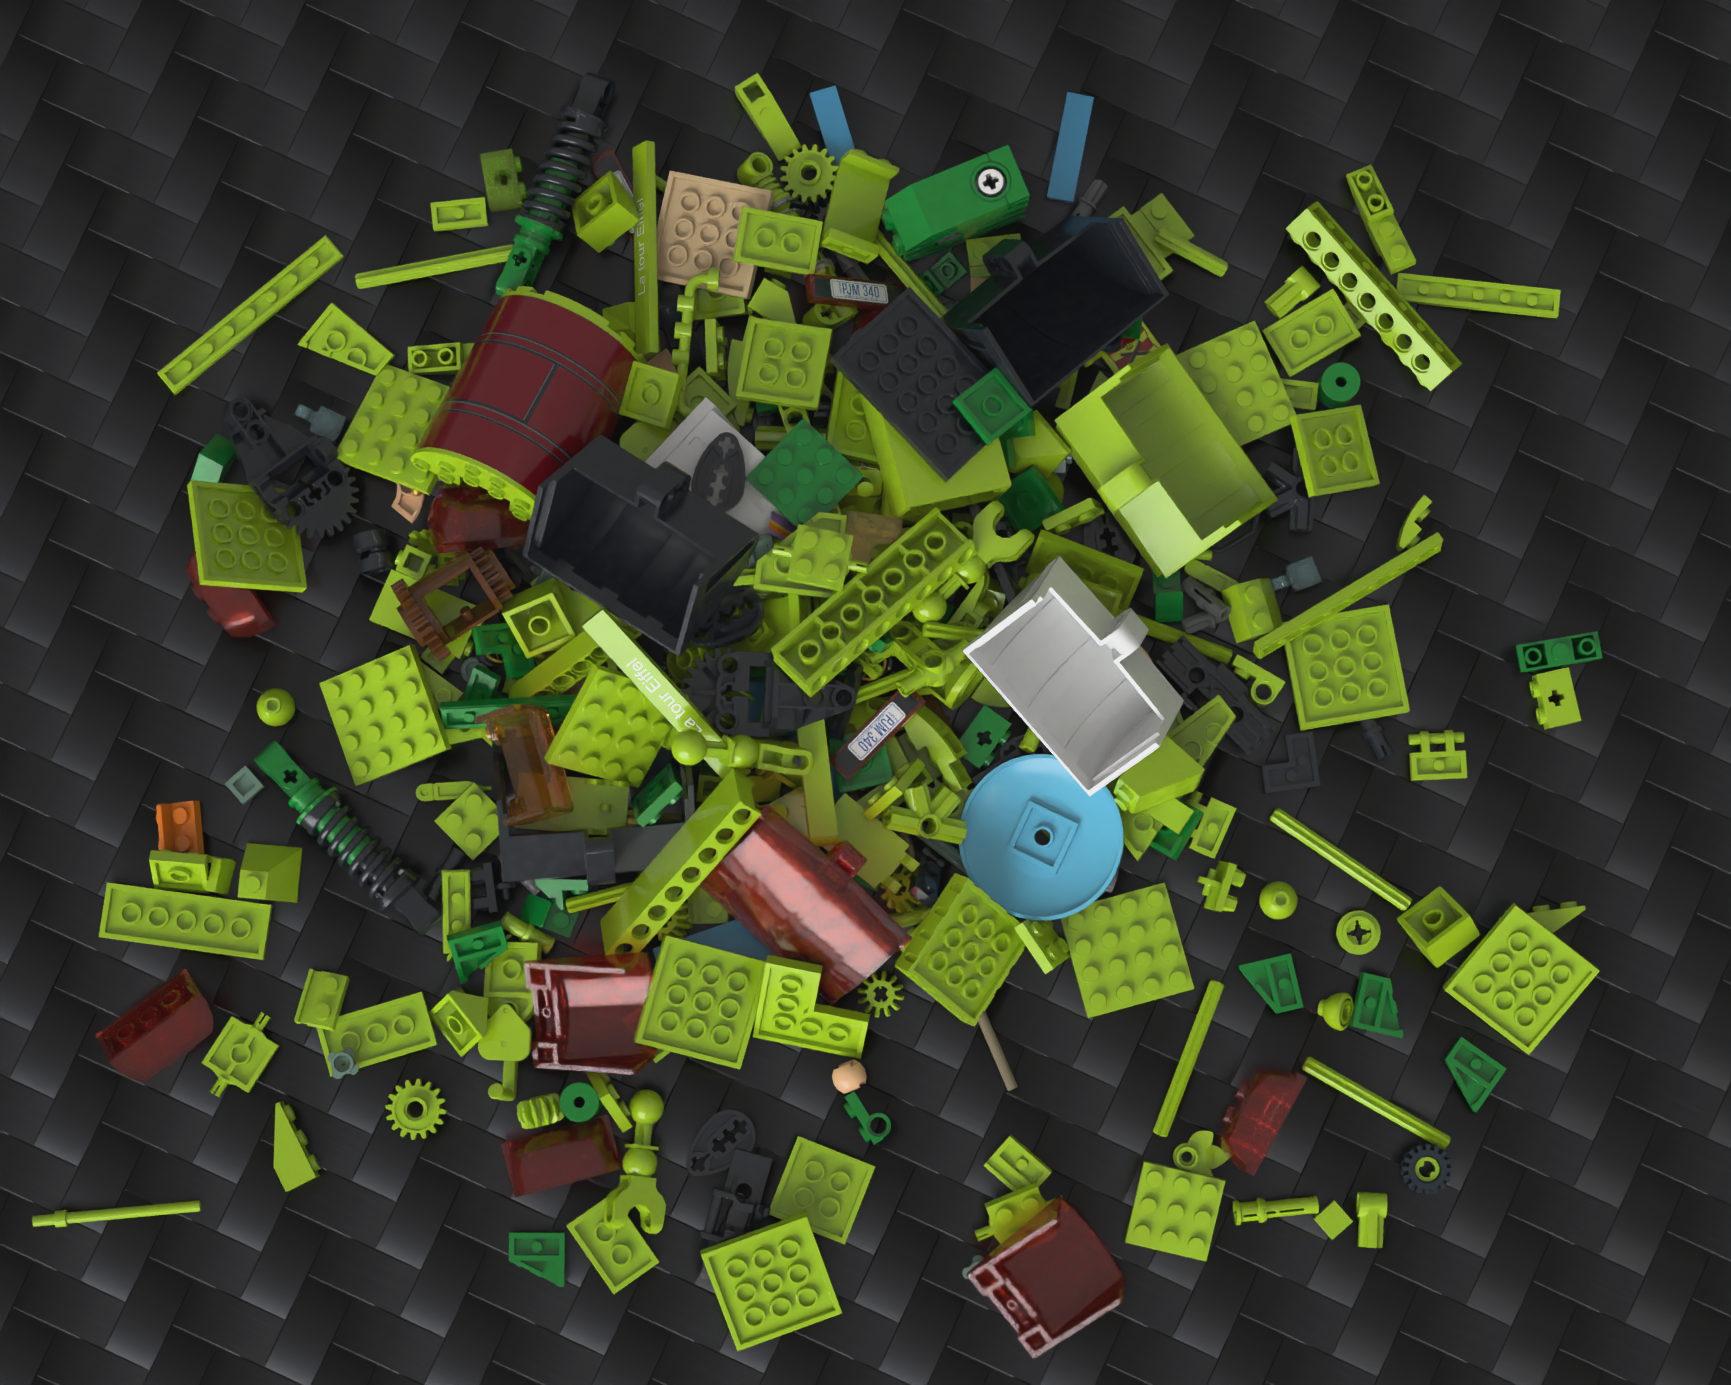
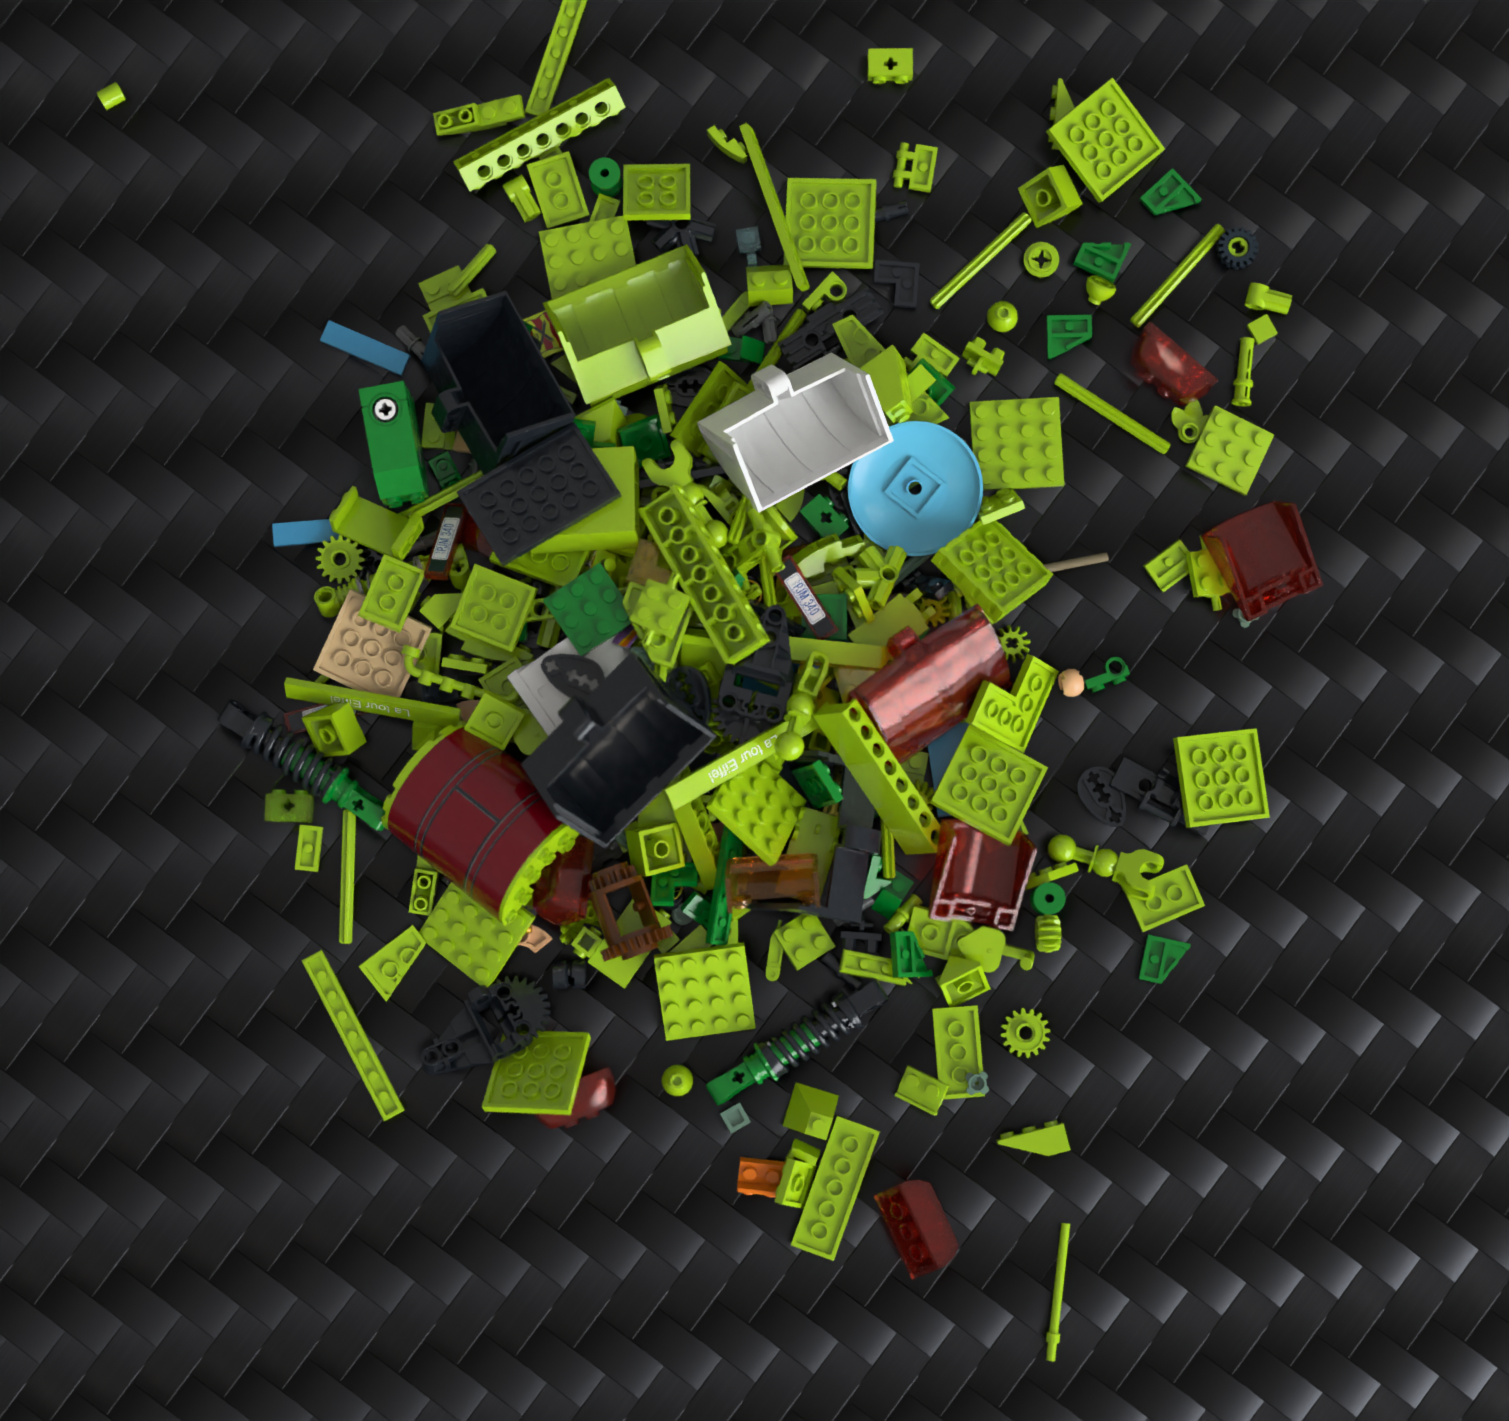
camera: 70 degrees left, 0 degrees up
(214, 460) = (467, 1088): green slope -> none
(240, 1054) = (951, 1165): lime plate -> none
(324, 423) = (455, 992): clear light blue plate -> none
(561, 1155) = (1087, 925): clear red windscreen -> none
(767, 116) = (286, 583): lime slope -> none
(824, 1186) = (1153, 722): lime plate -> none
(992, 406) = (568, 446): green plate -> none
(1559, 652) = (854, 53): green slope -> none

